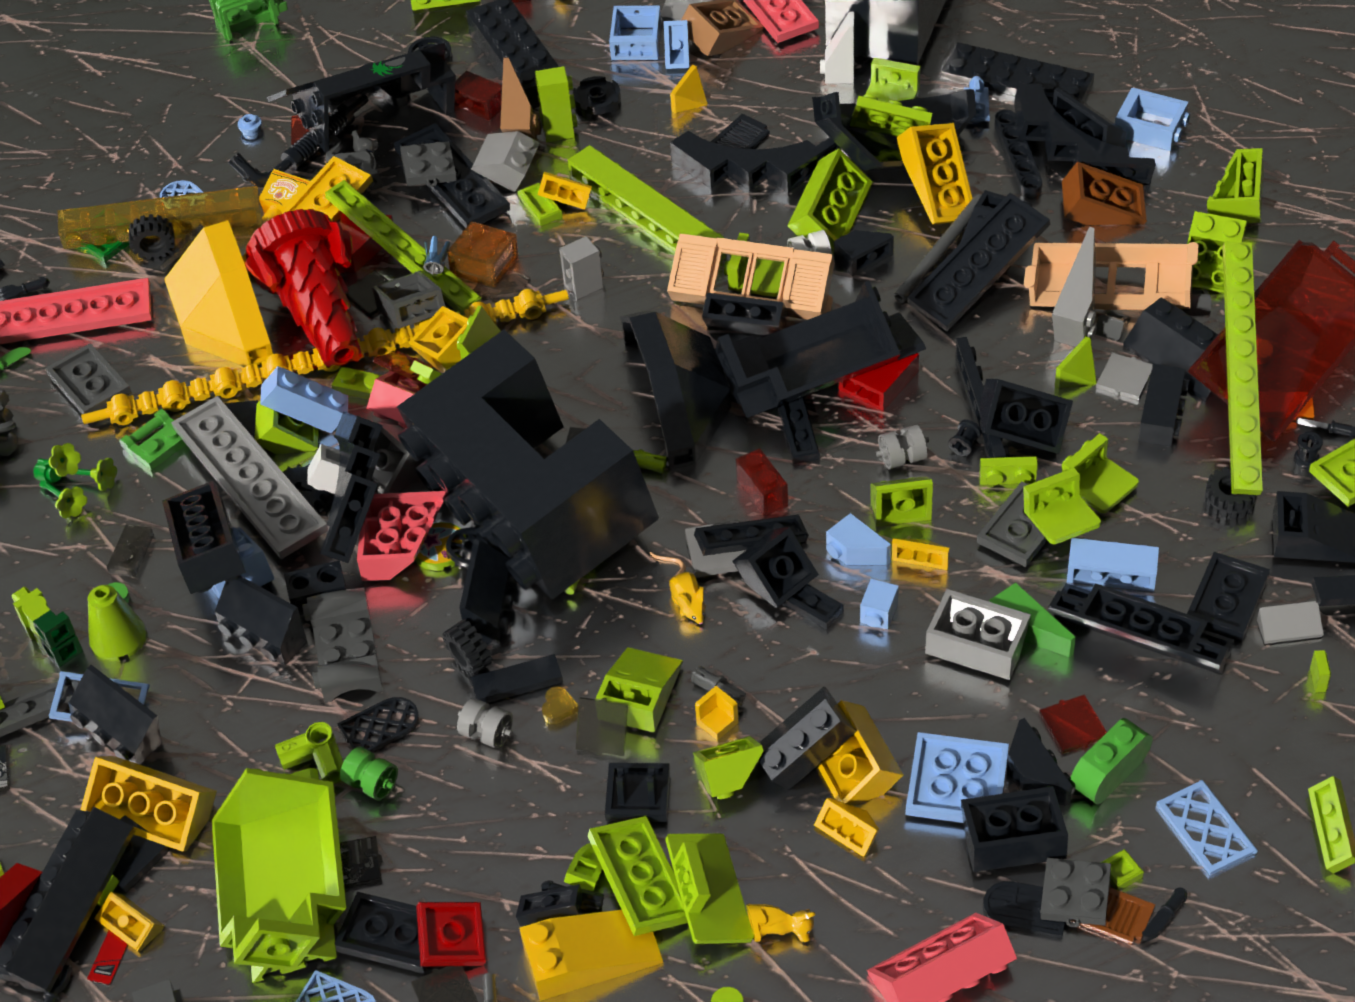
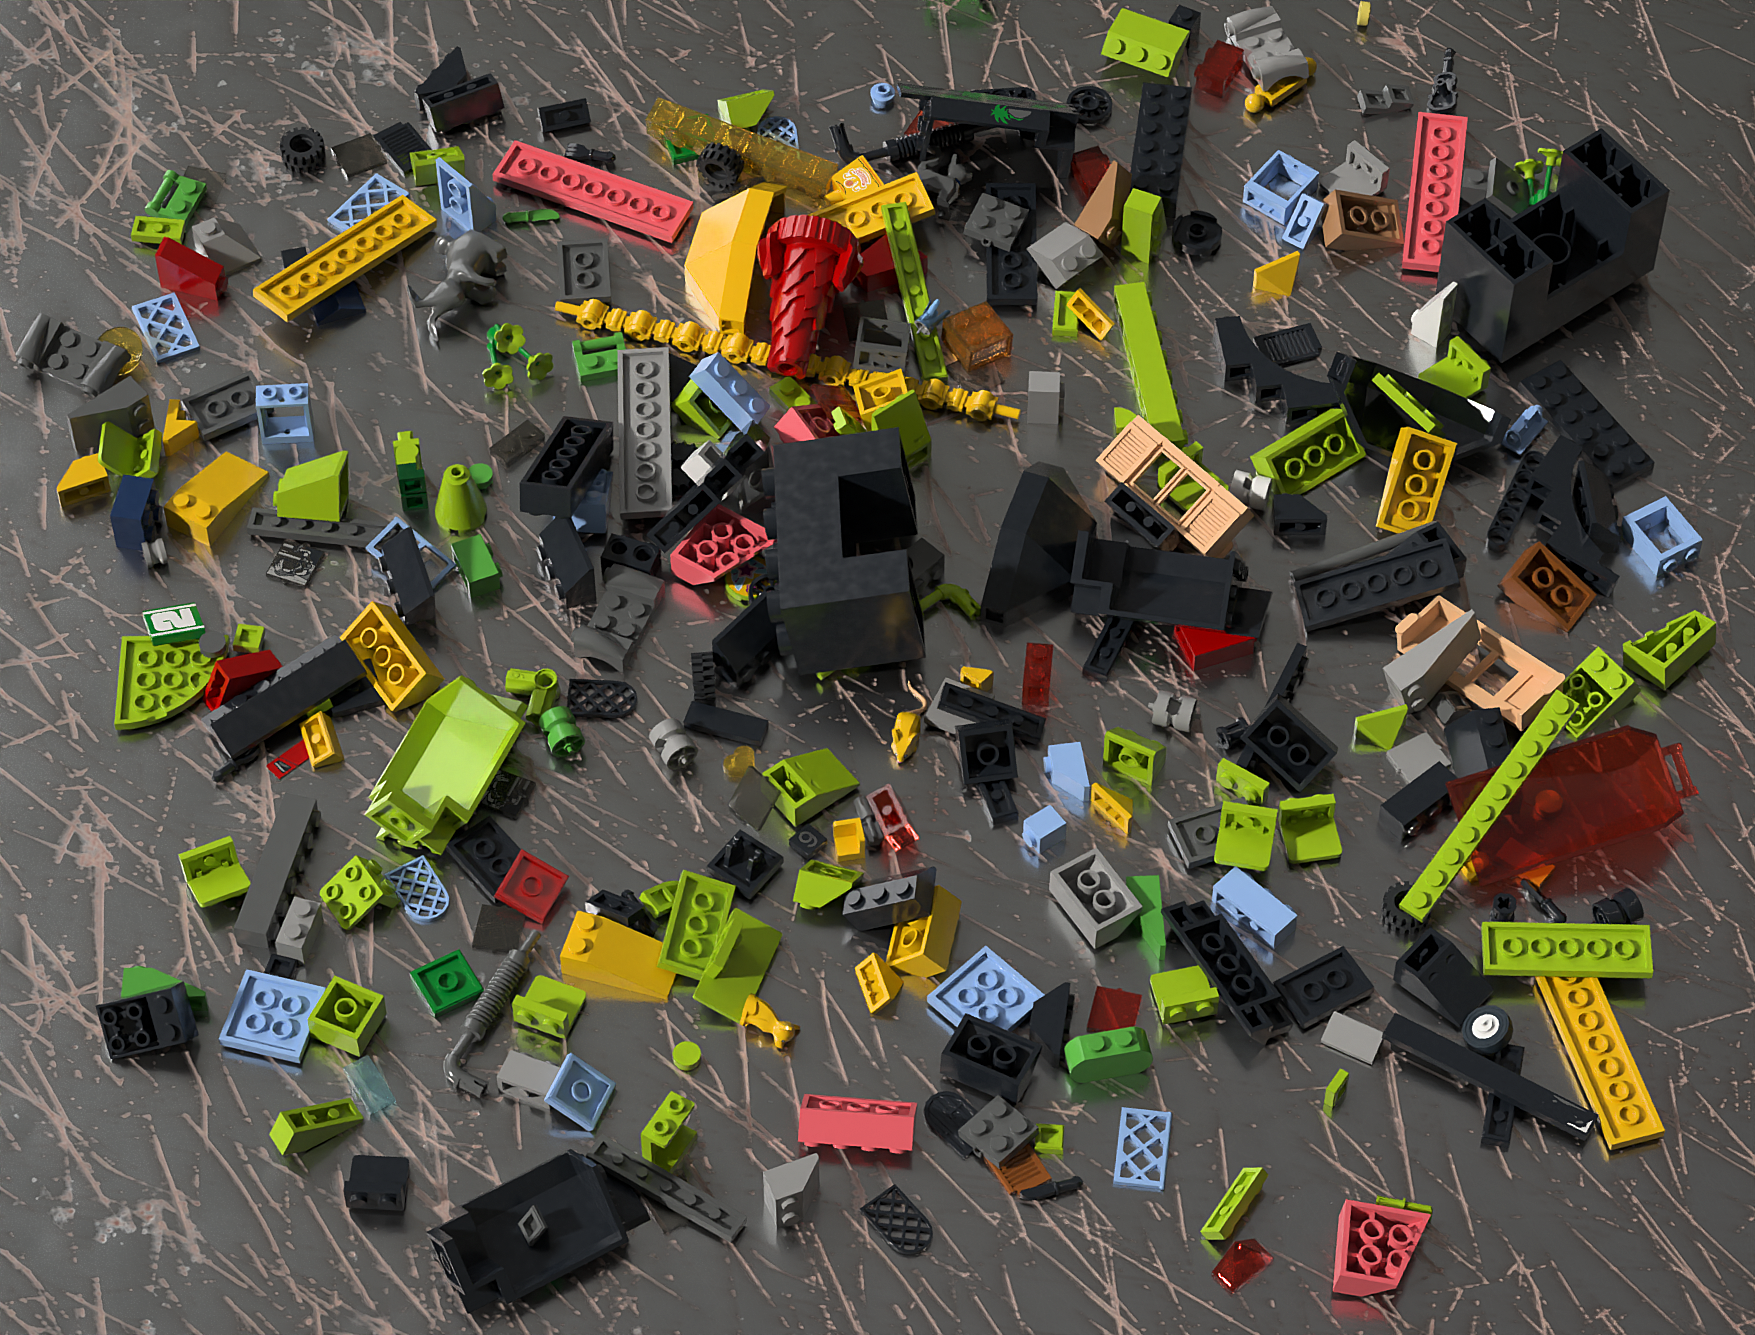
camera: 30 degrees right, 5 degrees up
(141, 186) = (746, 108): none -> lime slope
(171, 674) = (476, 565): none -> bright green brick
(658, 255) = (1122, 418): none -> lime tile
(677, 738) = (808, 841): none -> black tile
(711, 513) = (977, 678): none -> yellow slope
(742, 670) = (892, 817): none -> clear red brick
(1122, 672) = (1184, 994): none -> lime bracket

